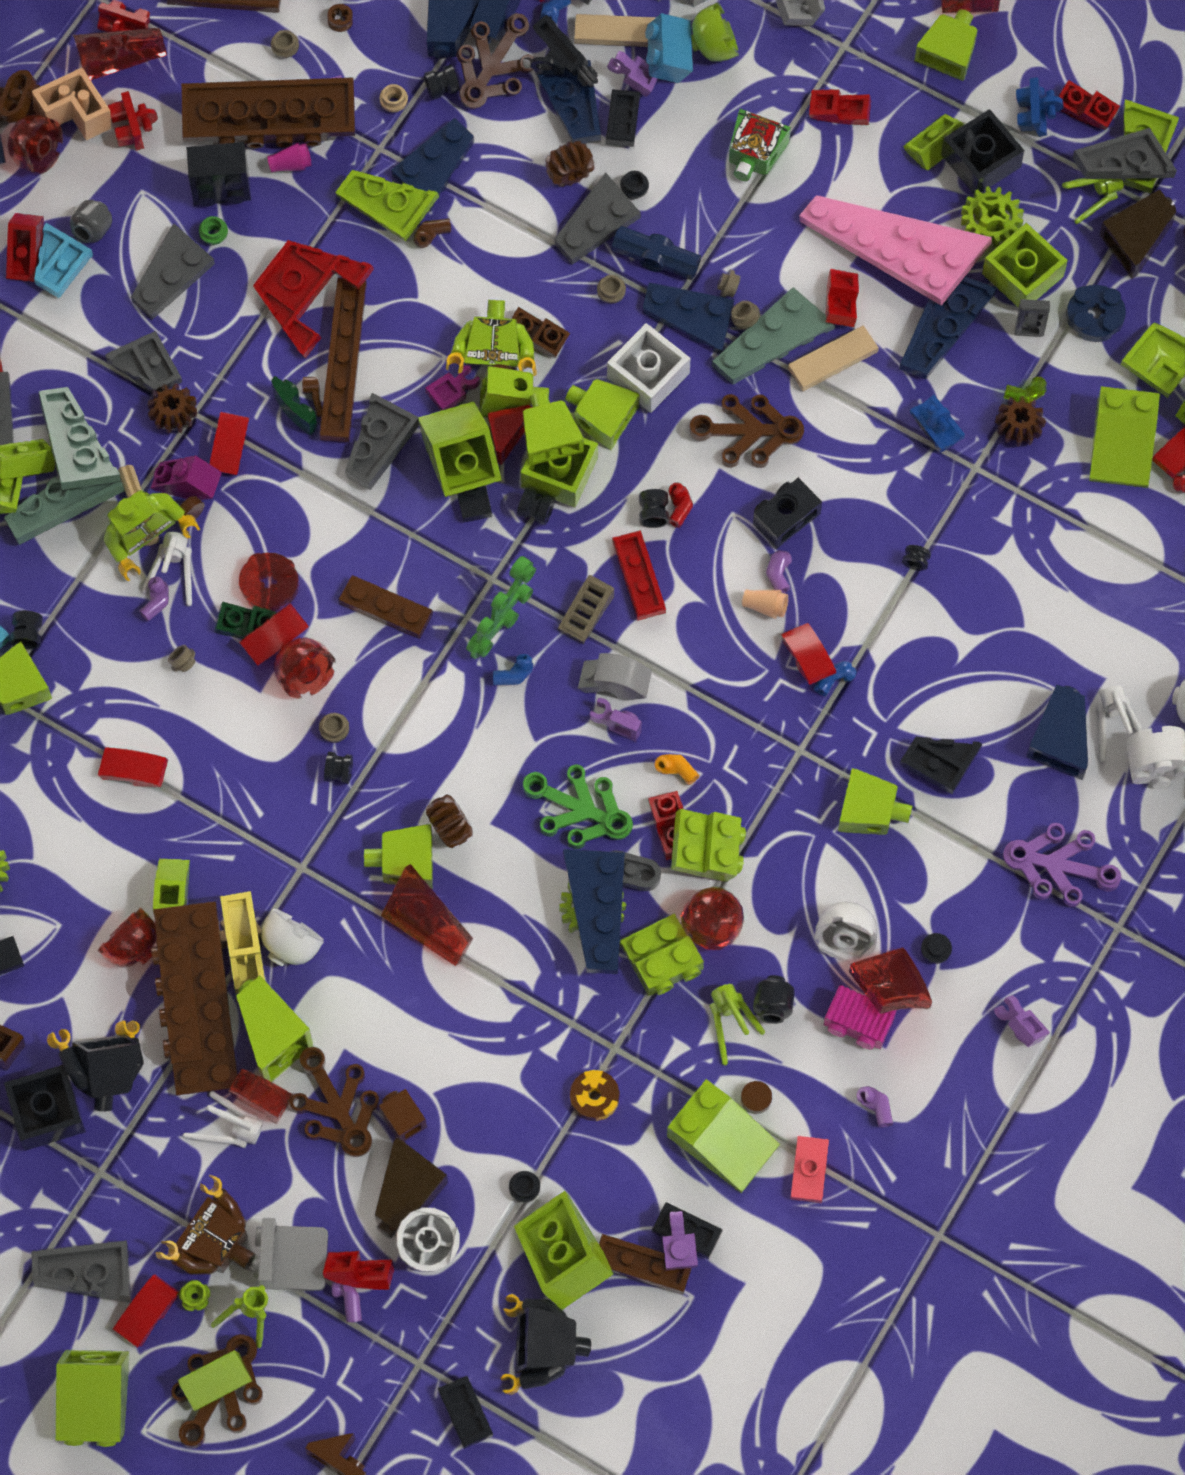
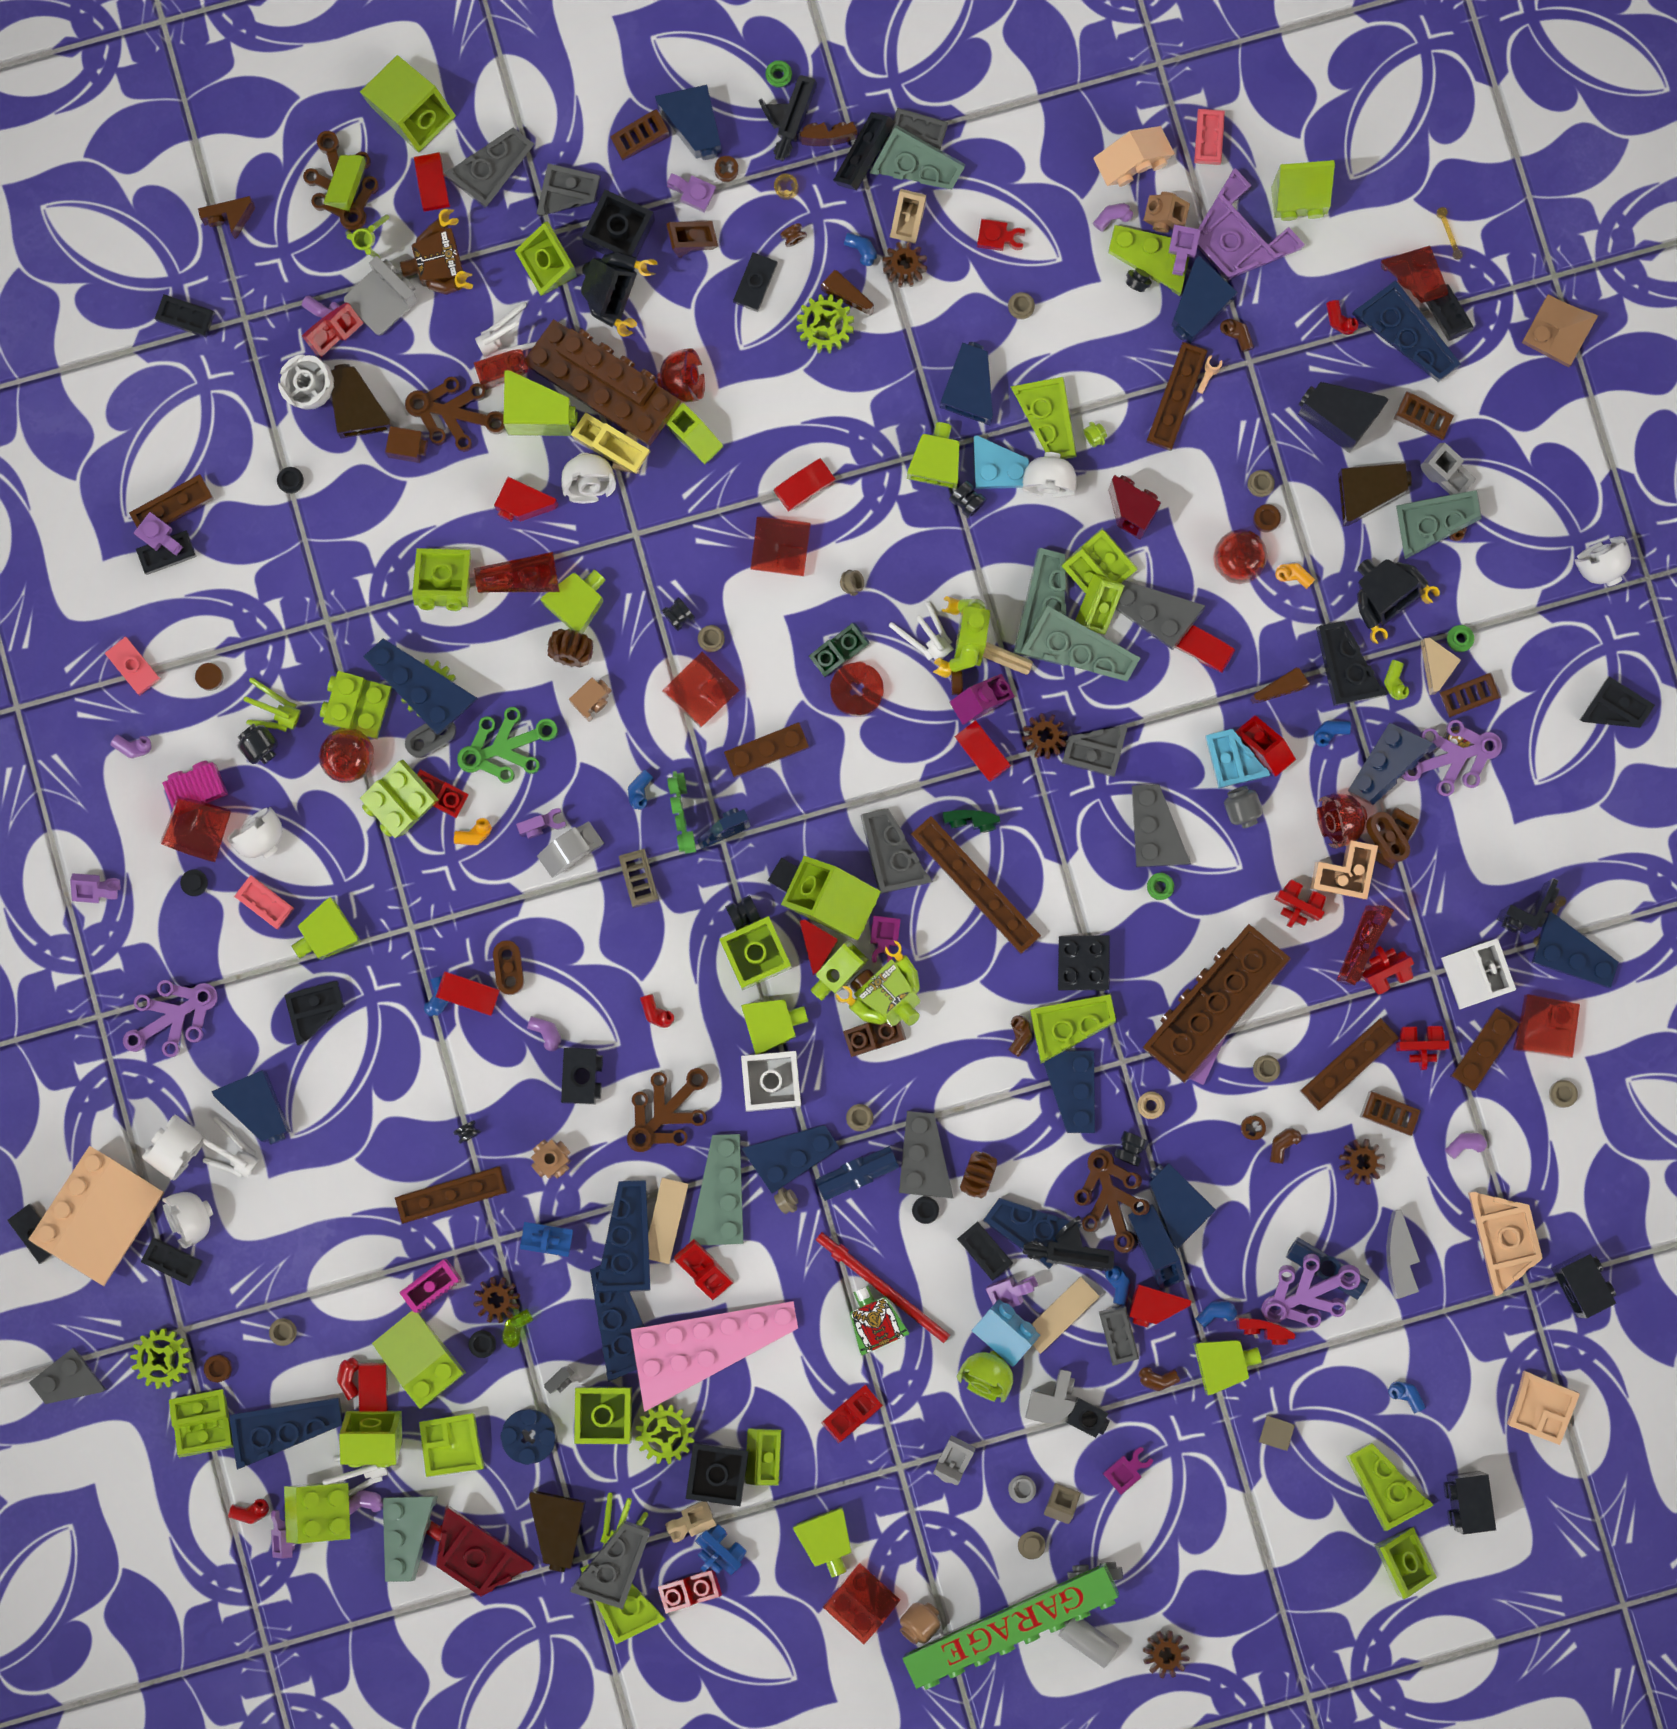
camera: 135 degrees right, 15 degrees up
(48, 1189) = (566, 189): none -> dark grey wing
(128, 1147) = (545, 260): none -> lime slope
(158, 598) = (911, 606): medium lavender arm -> none
(188, 1290) = (413, 212): lime plate -> none
(204, 740) = (780, 546): none -> clear red plate
(218, 173) = (1195, 922): black brick -> none
(274, 634) = (808, 654): red slope -> none
(290, 159) = (1166, 990): dark pink cone -> none
(296, 280) = (1065, 905): red wing -> none
(303, 667) = (771, 653): clear red cylinder -> none
(311, 386) = (977, 846): reddish brown hand -> none
(329, 227) = (1084, 963): none -> black hinge
(361, 975) = (522, 501): none -> red slope
(385, 696) = (701, 689): none -> clear red plate
(475, 773) = (590, 698): none -> medium nougat brick
(477, 564) = (730, 825): none -> dark blue wing
(489, 980) = (441, 578): none -> lime plate
(543, 1343) = (178, 398): black torso -> none
(550, 430) = (777, 959): lime torso -> none
(562, 1251) = (223, 460): lime slope -> none
(594, 1109) = (313, 588): reddish brown piece -> none
(639, 575) = (631, 937): red tile -> none
(653, 508) = (667, 990): black wheel -> none
(722, 1136) = (203, 629): lime slope -> none
(728, 213) = (840, 1253): none -> red bar
(745, 314) = (752, 1190): dark tan plate -> none
(755, 643) = (508, 968): none -> reddish brown plate
(768, 602) = (529, 1002): light nougat cone -> none
(873, 475) = (561, 1161): none -> medium nougat brick
(884, 359) = (626, 1247): none -> dark blue wing
(895, 877) = (264, 902): none -> coral plate
(976, 529) = (451, 1195): none -> reddish brown tile
(1033, 143) = (694, 1520): none -> tan plate
(1061, 473) = (430, 1286): none -> dark pink brick
(1063, 405) = (482, 1344): none -> black plate

